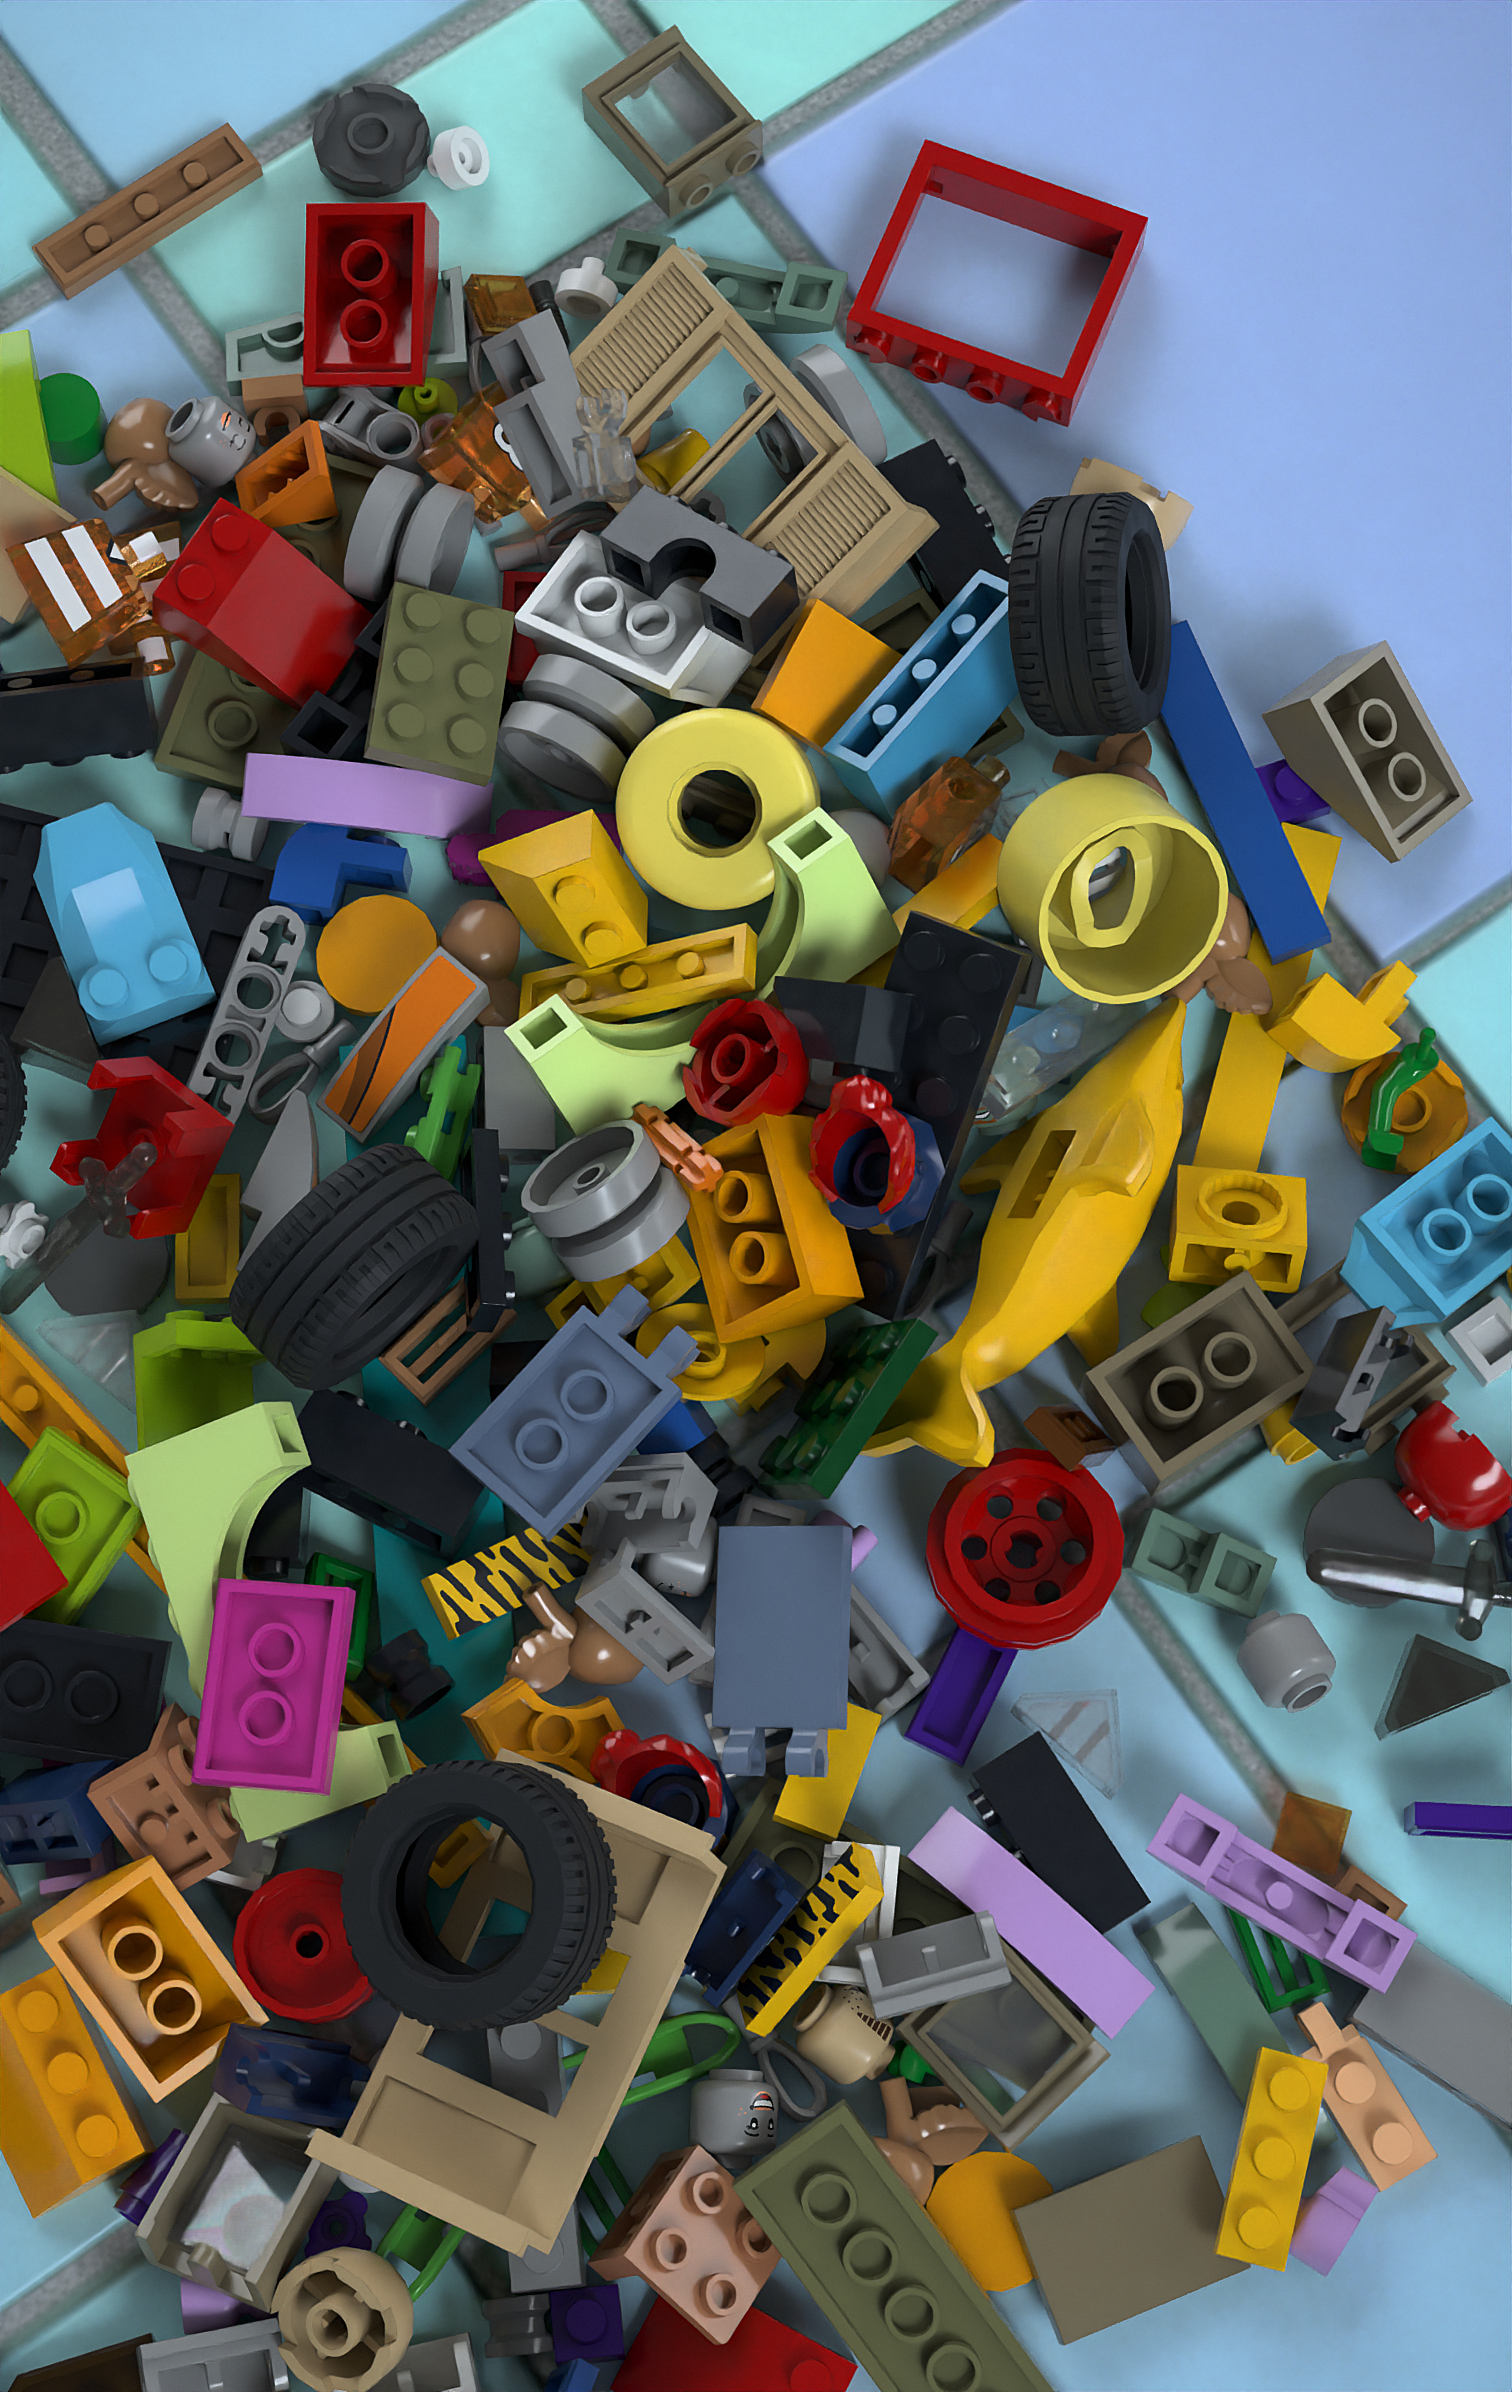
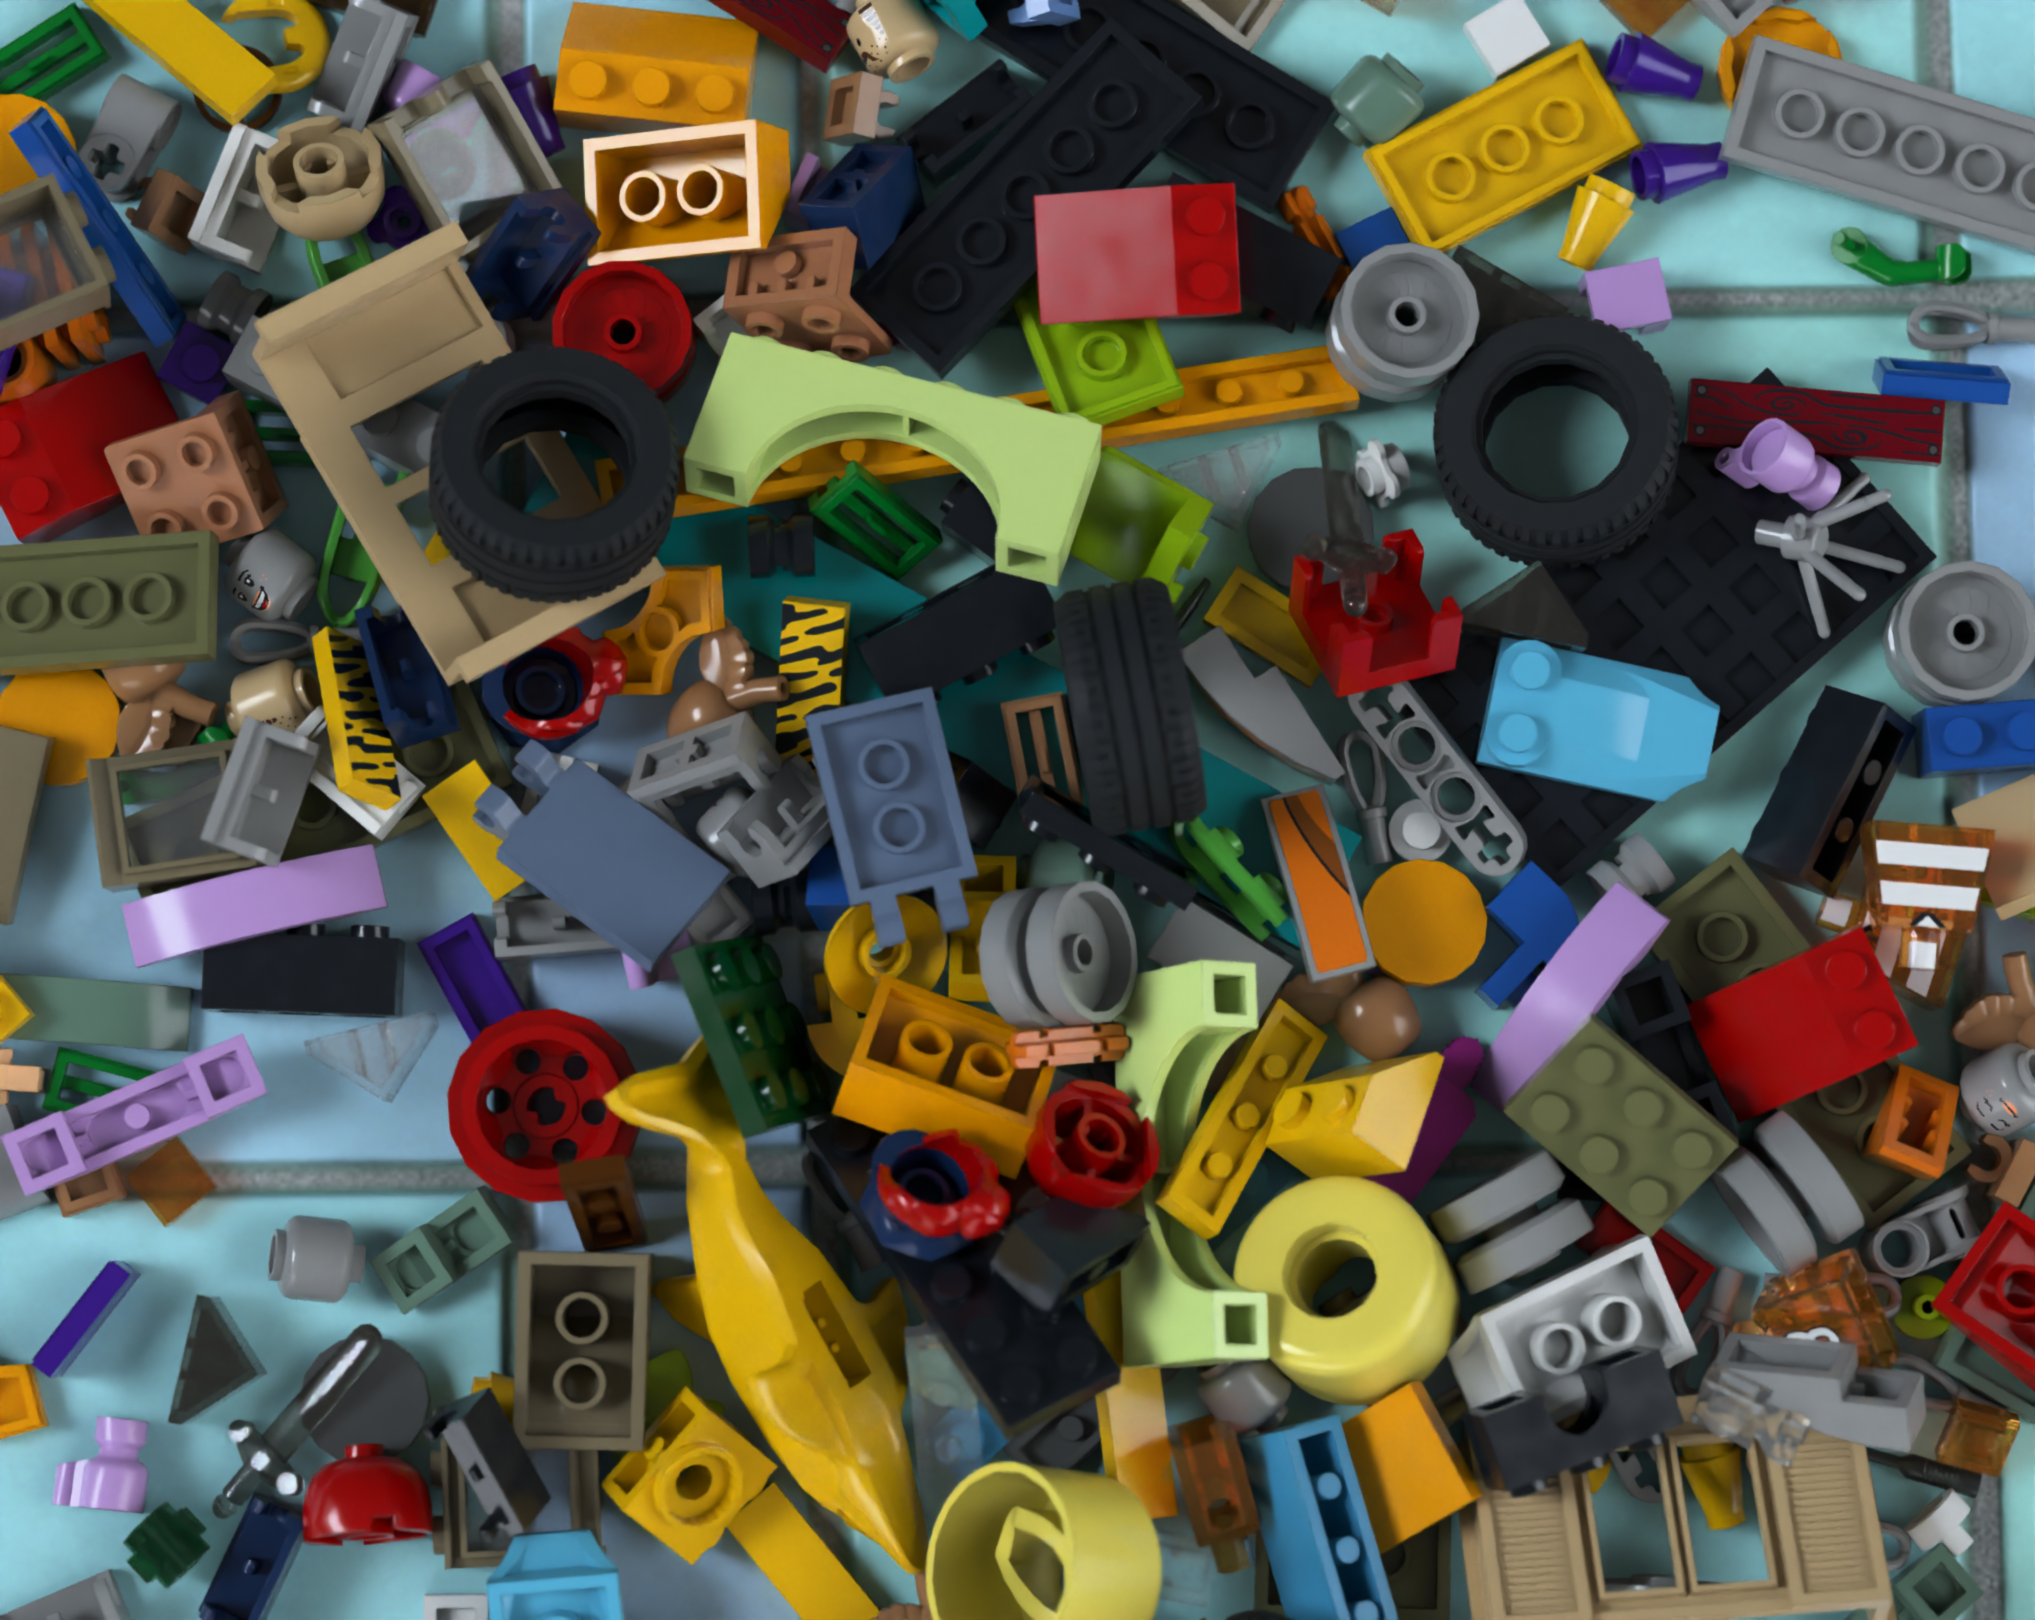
camera: 120 degrees right, 10 degrees up
(274, 1686) = (828, 422): dark pink tile -> none

